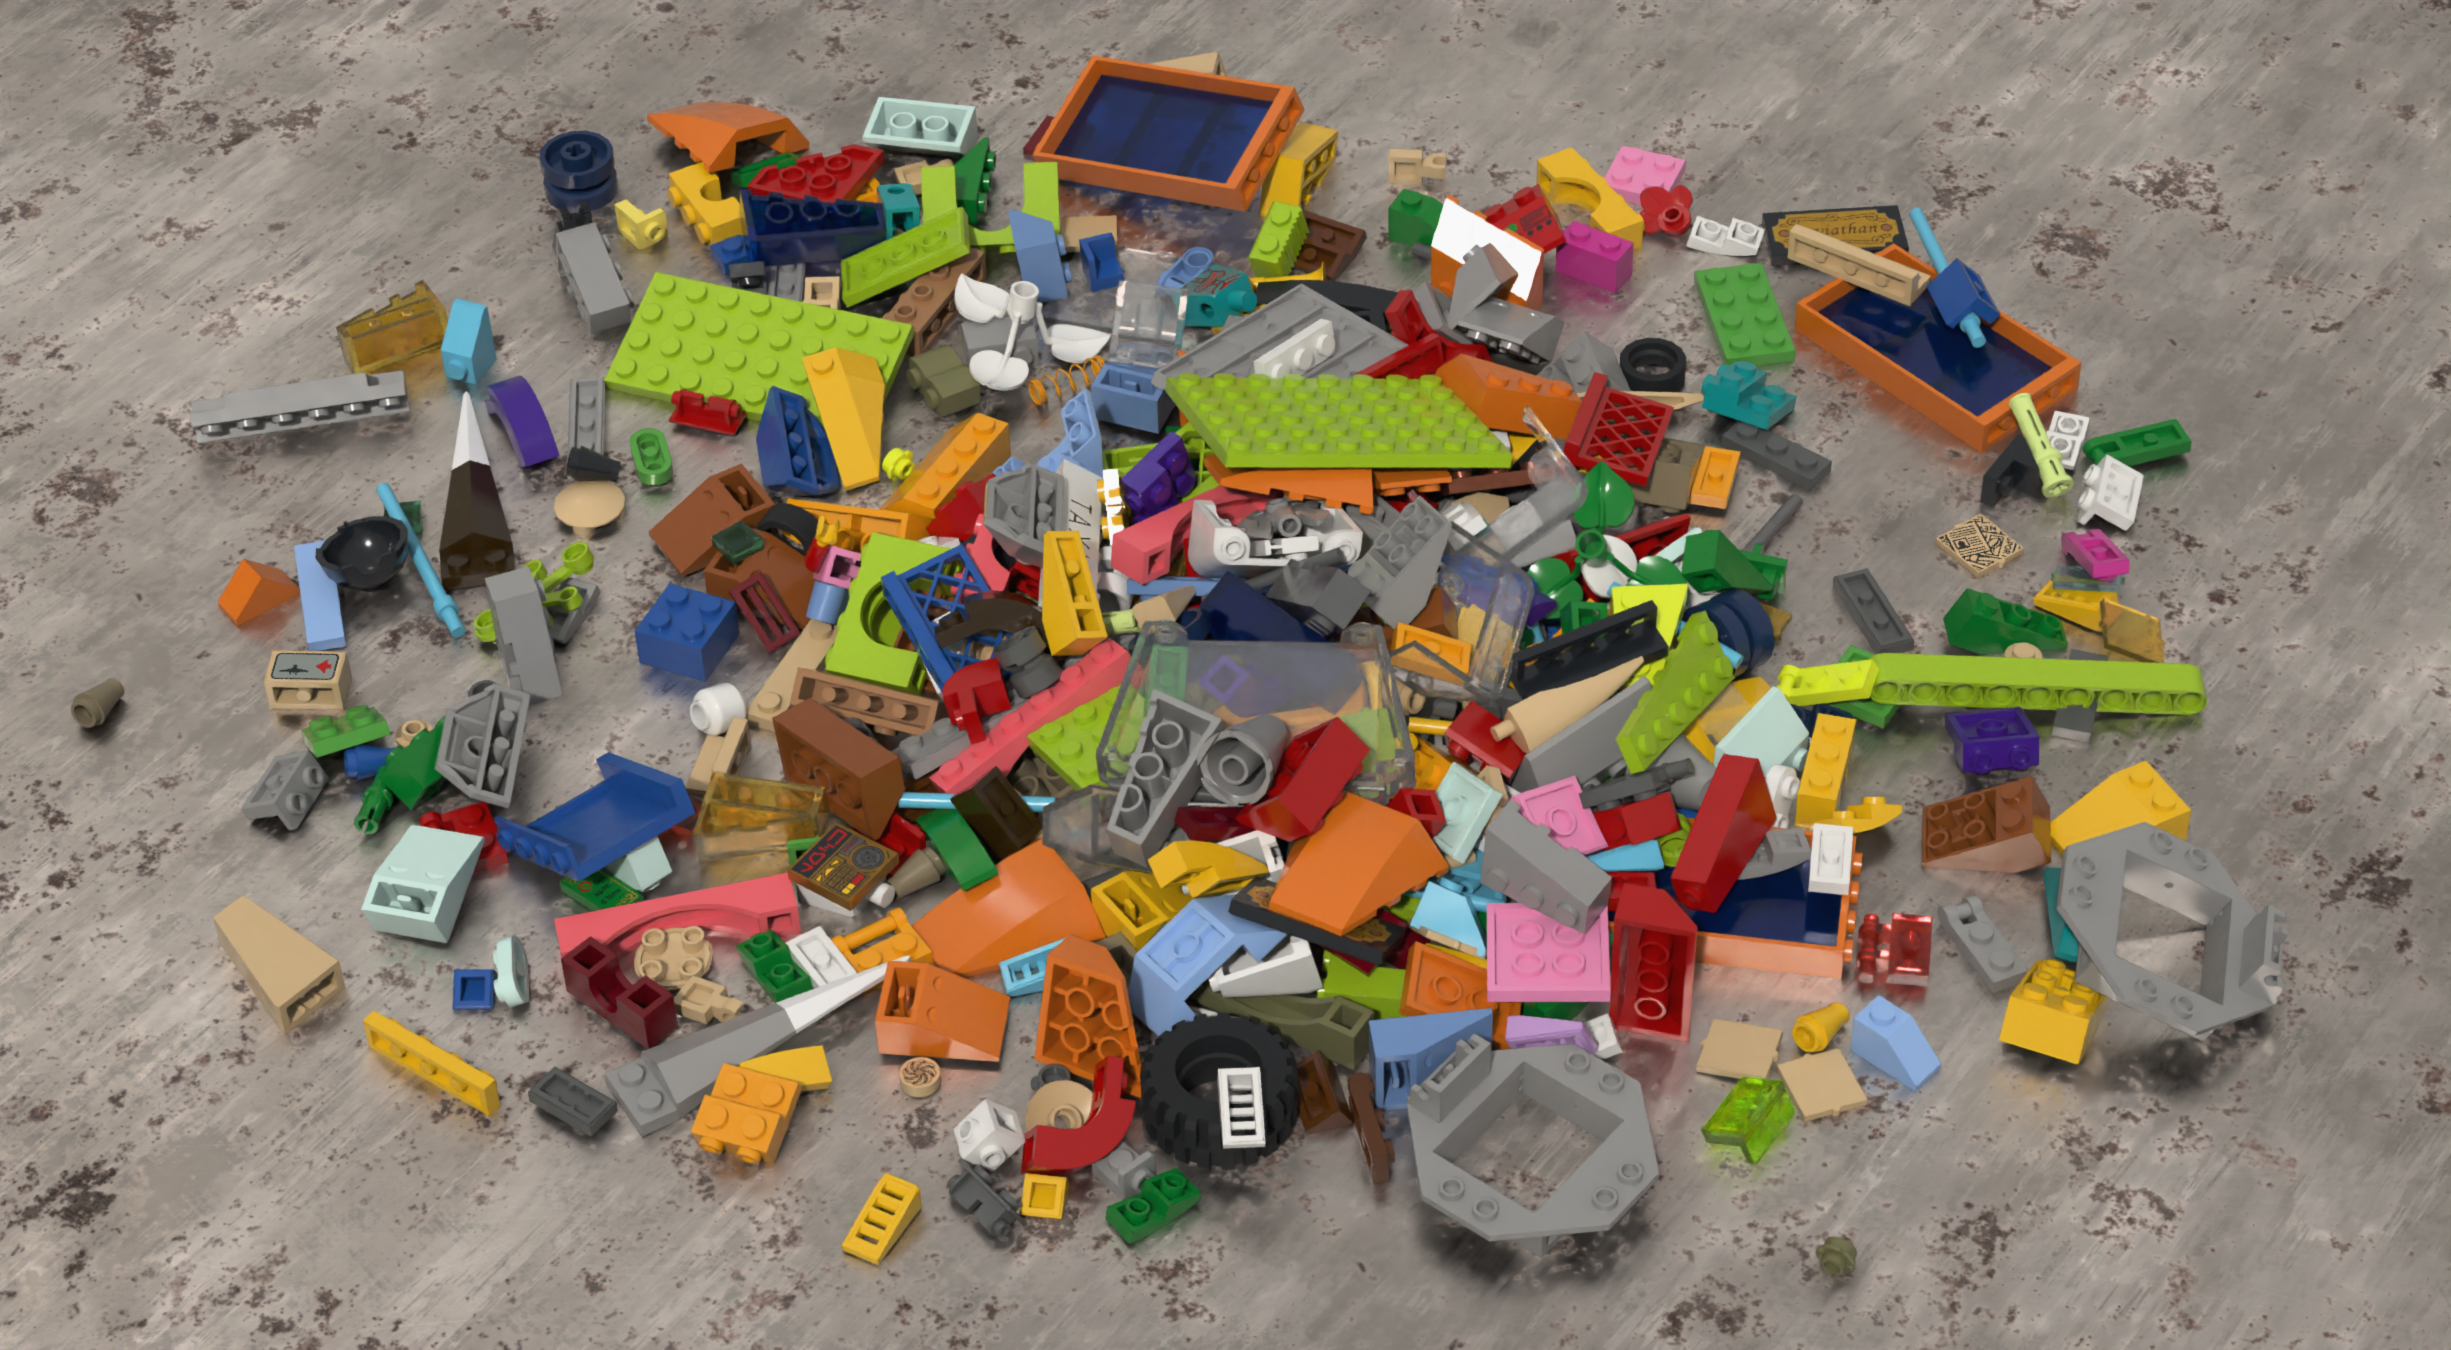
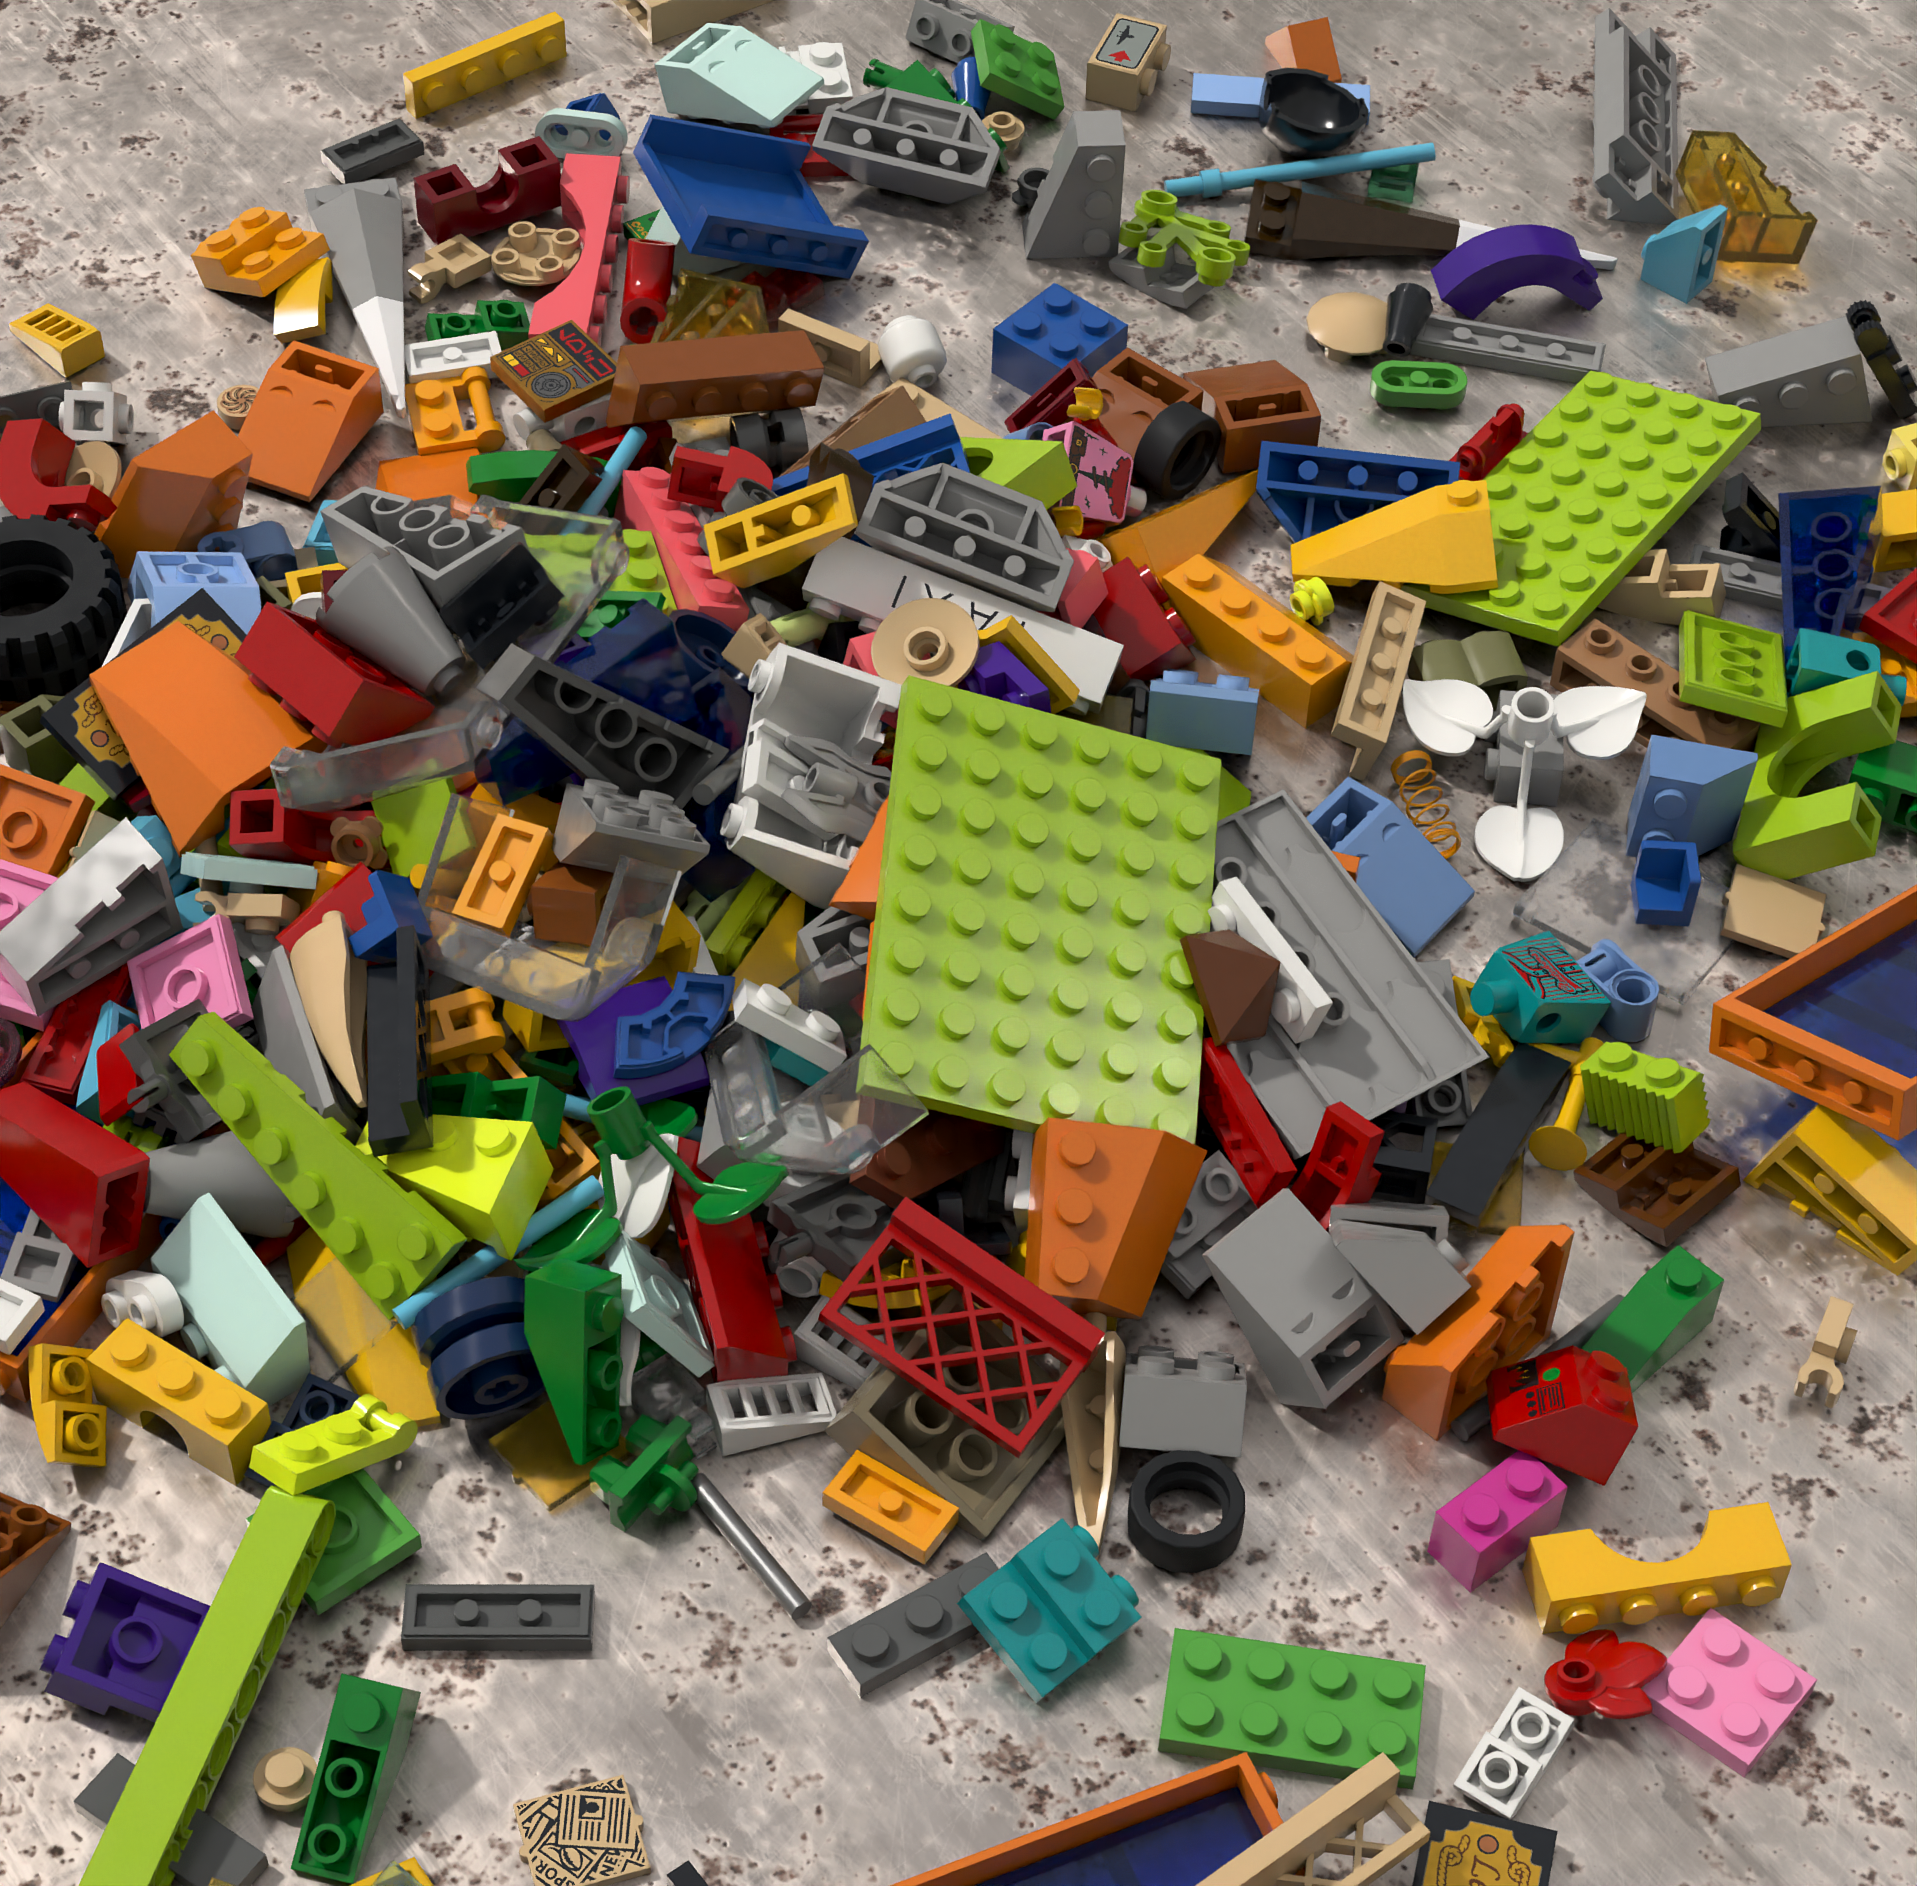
camera: 105 degrees right, 5 degrees up
(357, 864) = (830, 63): none -> white plate
(707, 870) = (646, 287): none -> red cylinder
(737, 542) = (1158, 376): clear green tile -> none
(971, 400) = (1377, 674): none -> tan fence
(1146, 505) = (924, 628): none -> tan dish
(1147, 324) = (1451, 868): clear slope -> none
(1204, 868) = (283, 565): yellow slope -> none
(1219, 688) = (502, 604): none -> black bracket
(1324, 357) = (1232, 984): none -> reddish brown slope
(1494, 693) = (390, 907): none -> blue panel

